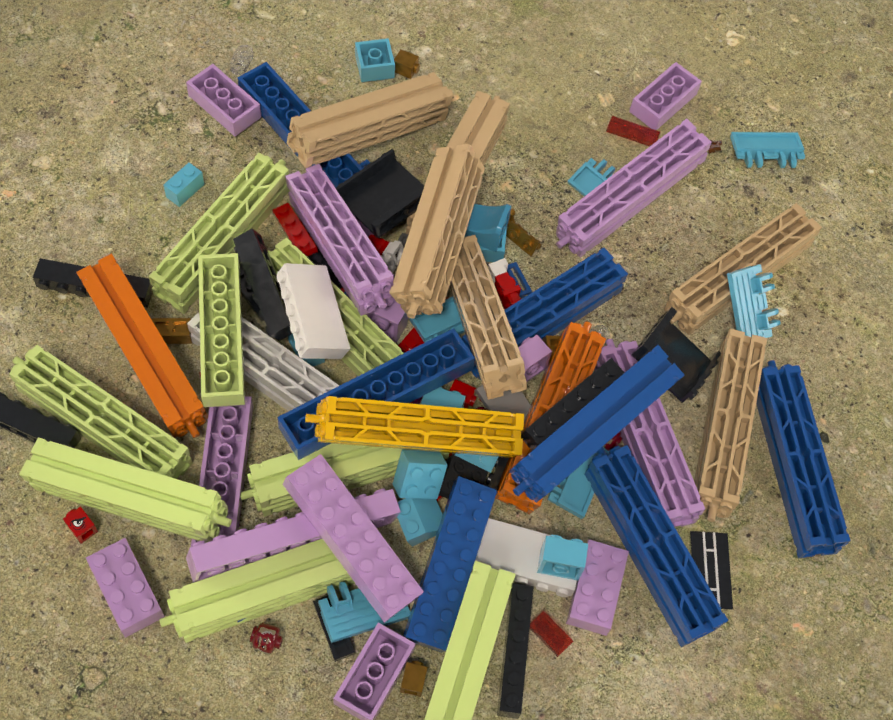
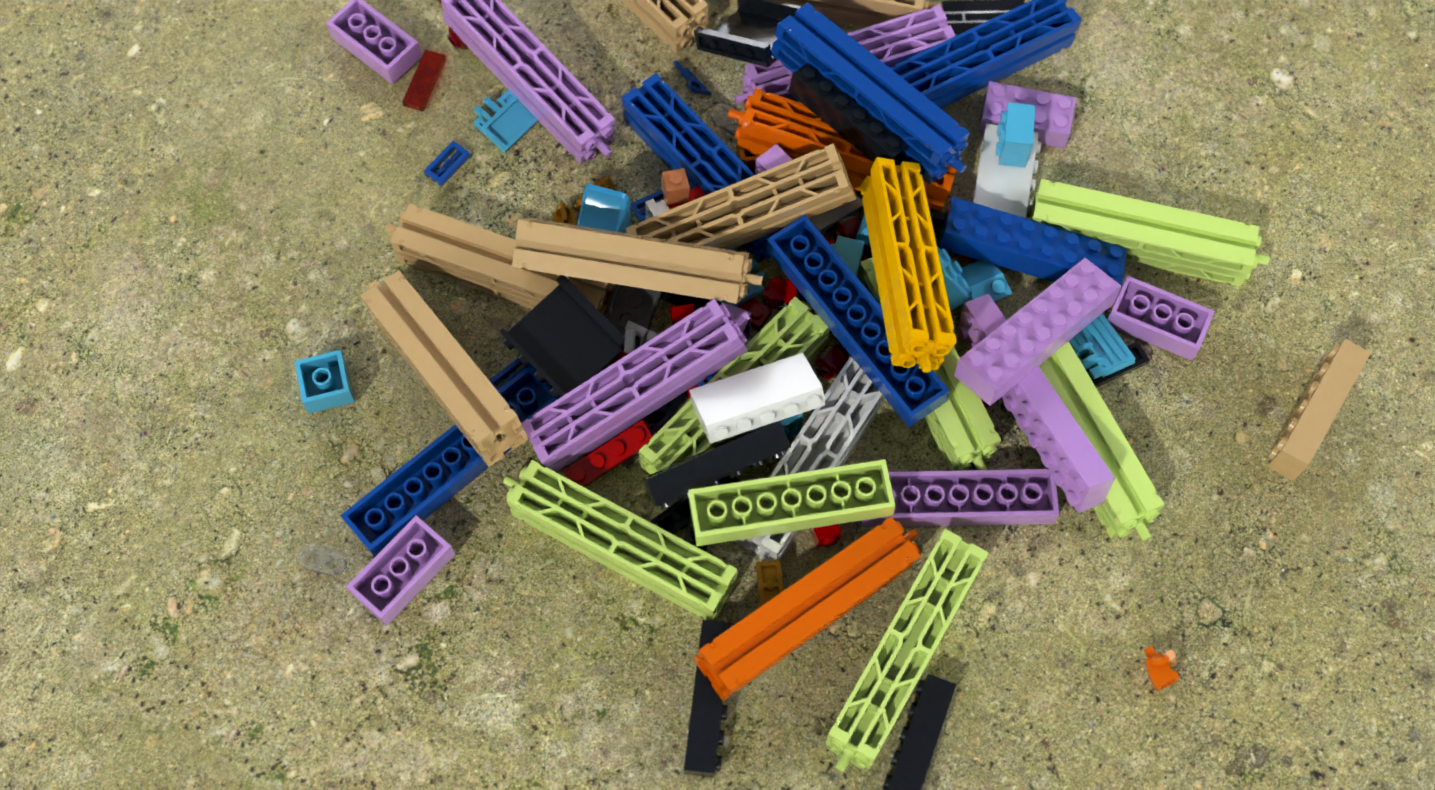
camera: 85 degrees left, 5 degrees up
(45, 618) = (1159, 668): none -> orange piece
(80, 524) = (1040, 653): red brick -> none
(125, 587) = (1108, 588): lavender brick -> none
(126, 491) = (1008, 593): yellowish green piece -> none
(184, 184) = (545, 604): medium azure brick -> none
(266, 638) = (1139, 430): dark red head -> none
(376, 235) = (632, 340): none -> dark grey tile
(406, 64) = (325, 341): pearl gold brick -> none
(413, 678) = (1156, 277): pearl gold brick -> none
(513, 274) = (675, 186): none -> nougat brick
(515, 651) = (1148, 188): black brick -> none
(550, 634) = (1082, 158): clear red plate -> none
(555, 145) = (450, 166): none -> blue tile
(635, 317) = (693, 81): none -> blue hand

